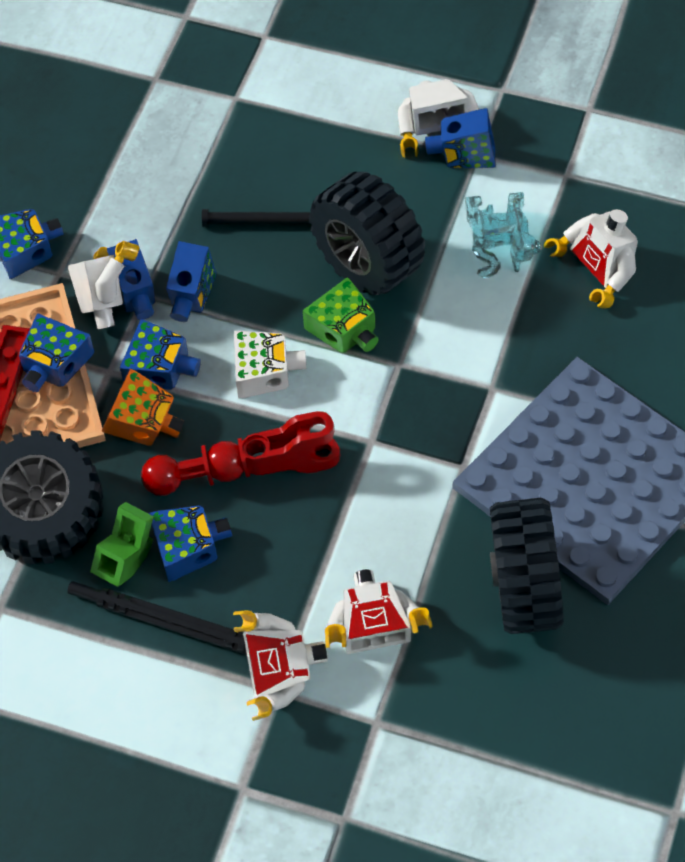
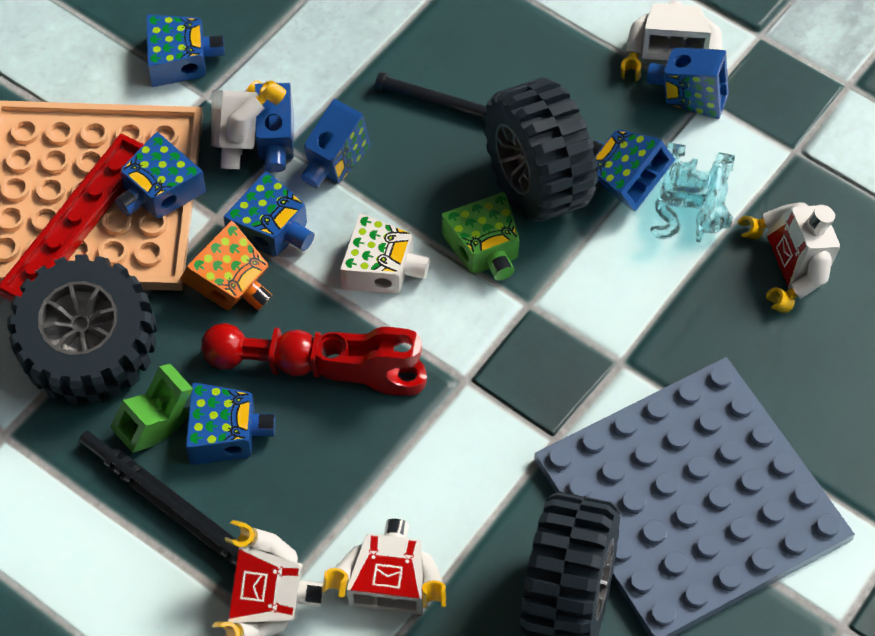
camera: 15 degrees right, 0 degrees up
(445, 224) = (631, 165): none -> blue torso

